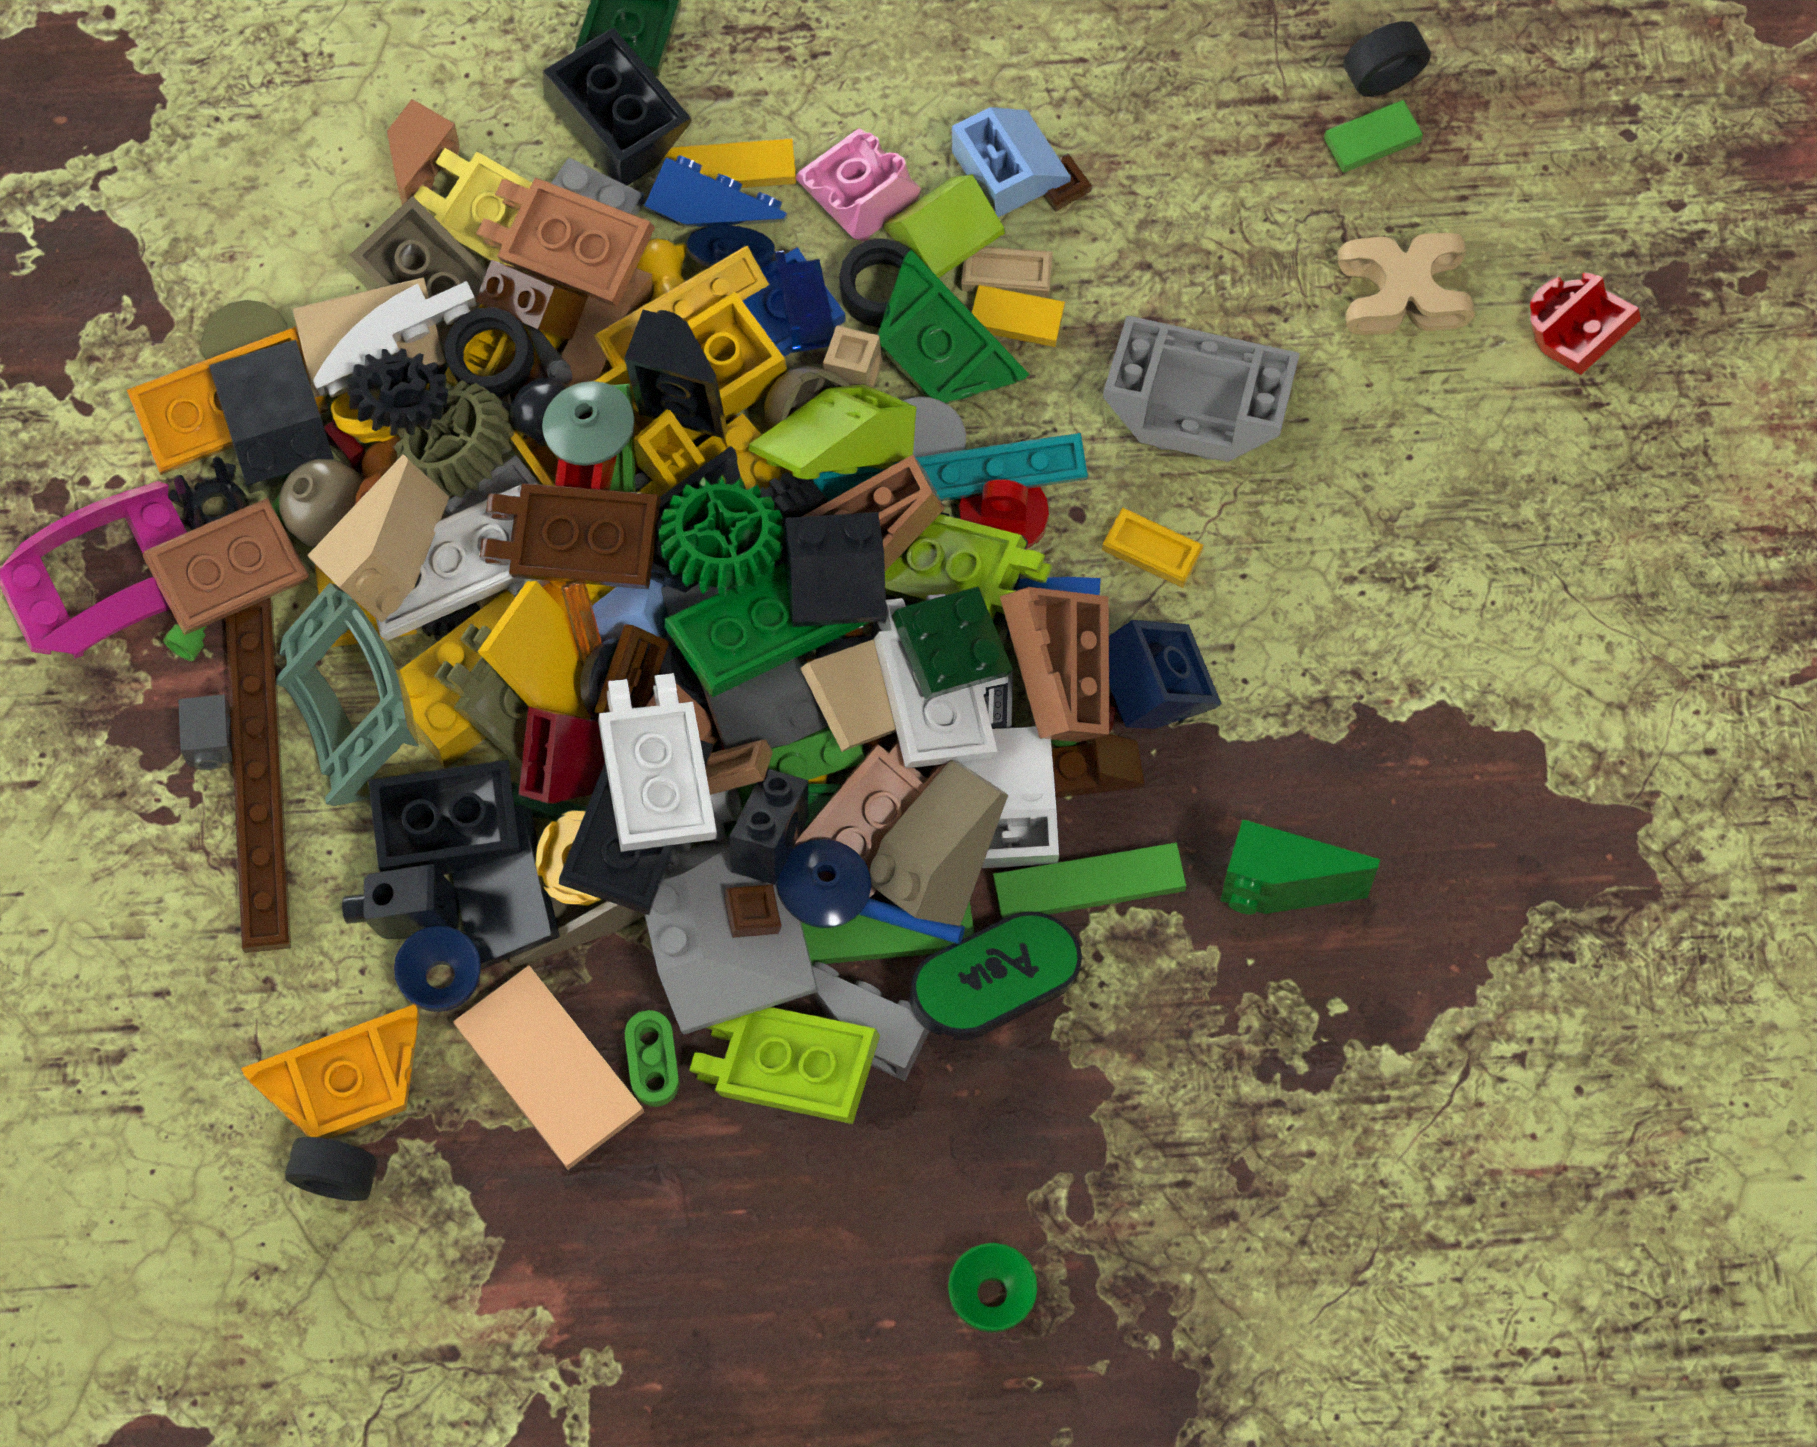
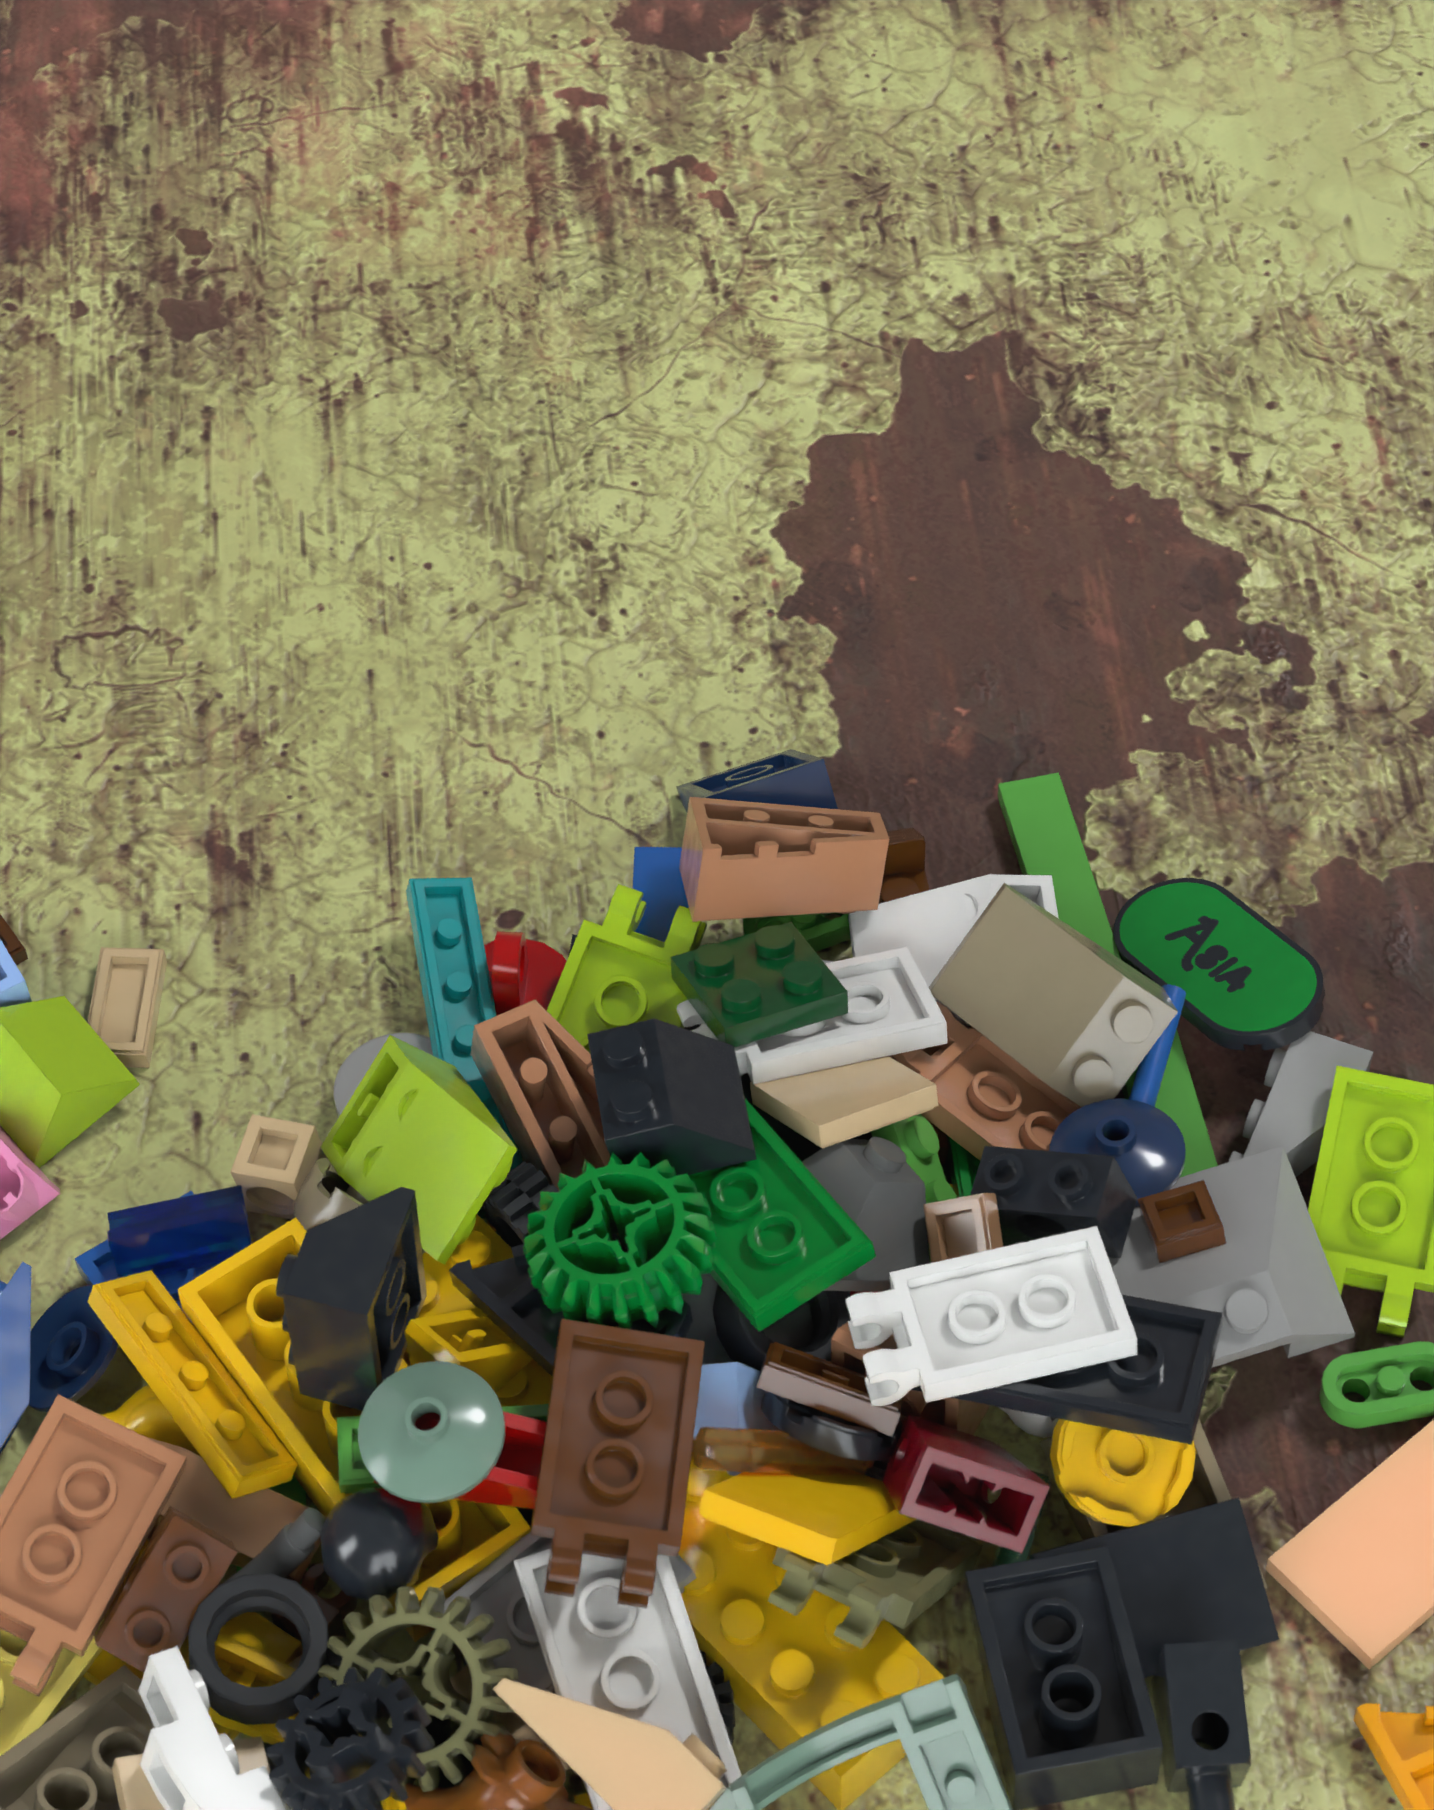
camera: 90 degrees left, 15 degrees down
(432, 948) = (1307, 1648): dark blue piece -> none
(860, 257) = (133, 1112): black tyre -> none
(940, 340) = (249, 1059): green wing -> none
(1019, 315) = (199, 991): yellow tile -> none
(1152, 547) = (563, 827): yellow tile -> none
(1198, 389) = (333, 759): light grey slope -> none
(1290, 872) = (1043, 654): green slope -> none
(1405, 283) = (181, 556): tan piece -> none
(1579, 320) = (247, 388): red slope -> none

